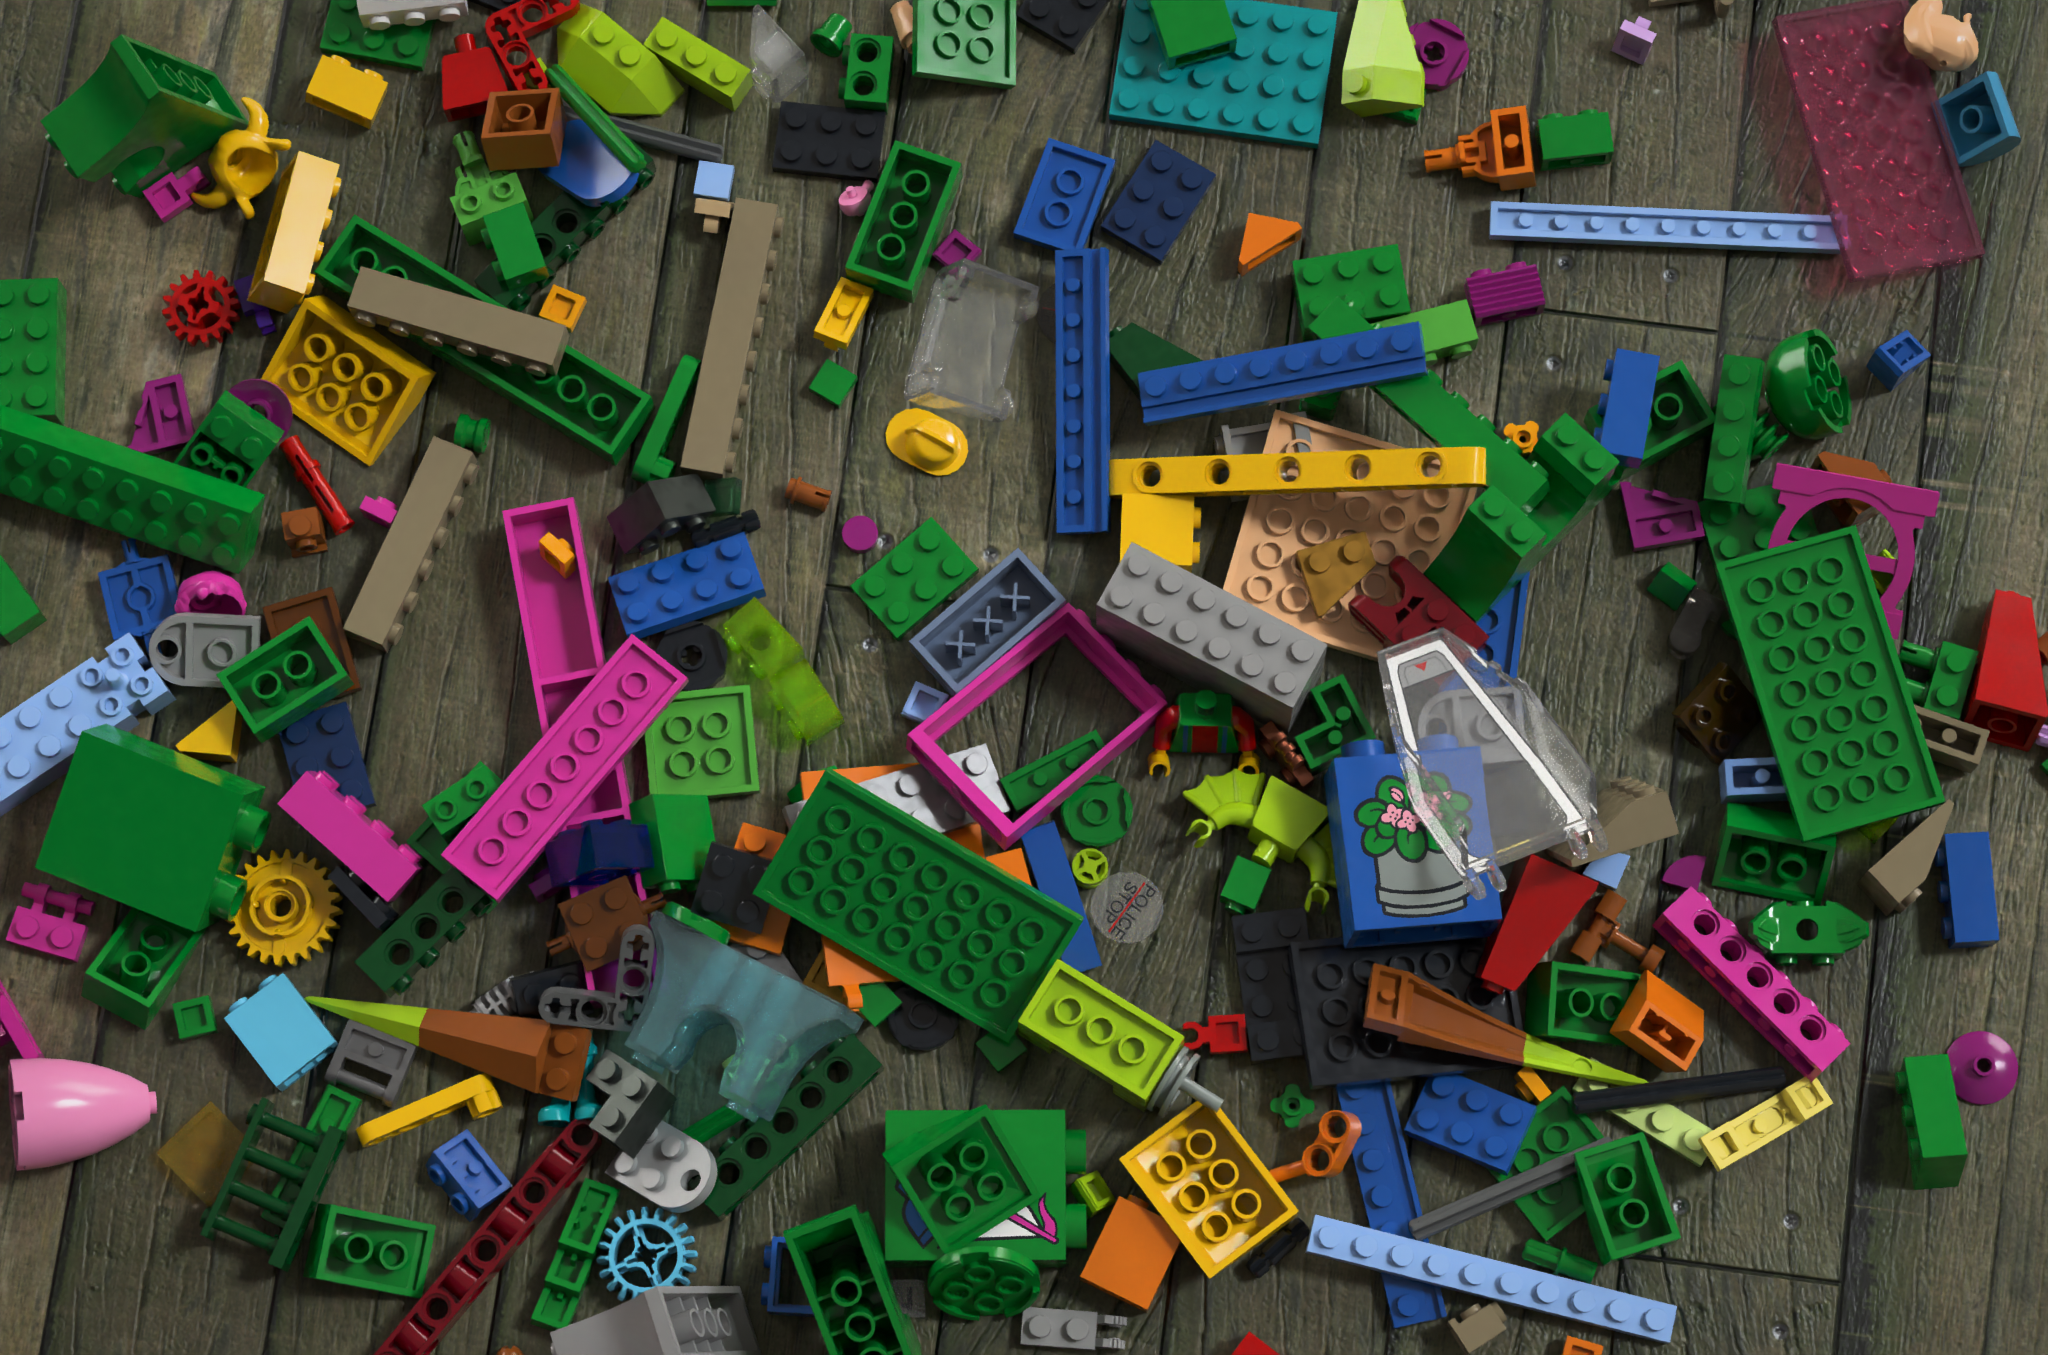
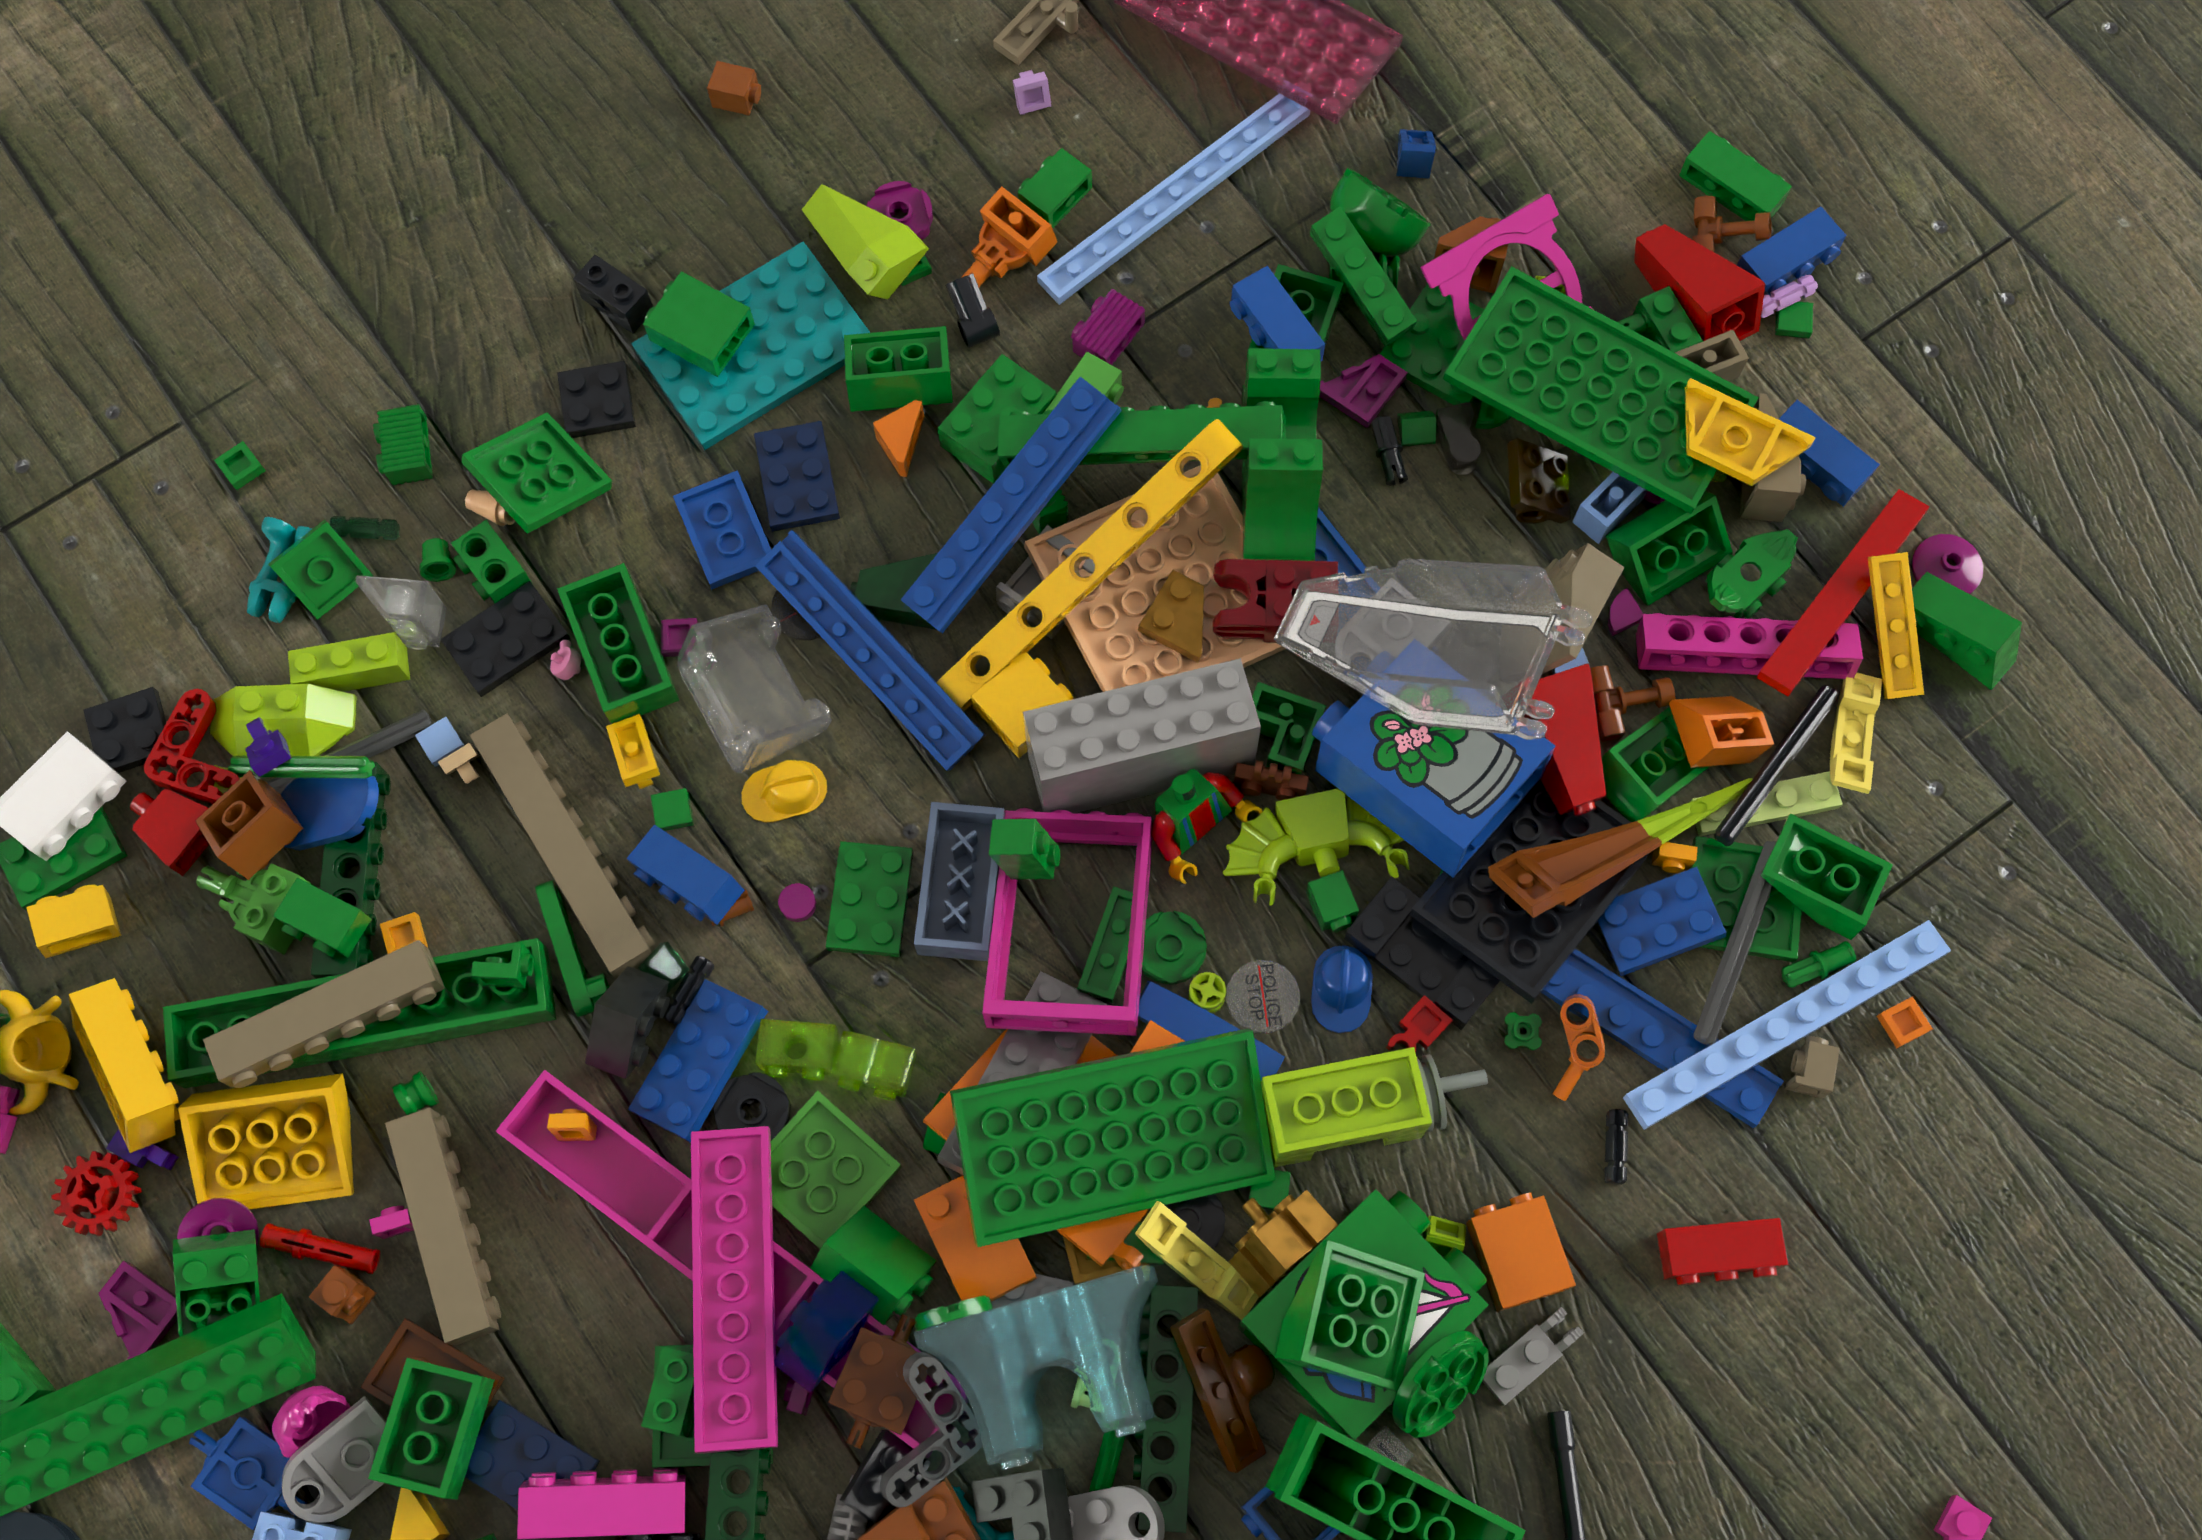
camera: 45 degrees left, 5 degrees down
(585, 84) = (267, 749): none -> dark purple plate
(602, 396) = (501, 973): none -> green bracket
(728, 887) = (952, 1260): black plate -> none
(794, 442) = (684, 876): none -> blue brick
(837, 1147) = (1225, 1386): none -> reddish brown plate
(899, 1044) = (1195, 1261): none -> light yellow slope
(923, 702) = (965, 985): light blue tile -> none
(968, 1084) = (1279, 1239): none -> pearl gold brick
(1047, 643) = (1023, 849): none -> green brick
(1192, 955) = (1341, 989): none -> blue piece
(1209, 1187) = (1530, 1147): yellow slope -> none
(1310, 184) = (897, 368): none -> green slope
(1409, 194) = (975, 319): none -> black piece
(1630, 585) = (1389, 450): none -> black axle
(1866, 1009) = (1840, 594): none -> red tile
(1878, 1071) = (1896, 625): none -> yellow plate
(1890, 816) = (1737, 435): none -> yellow wing

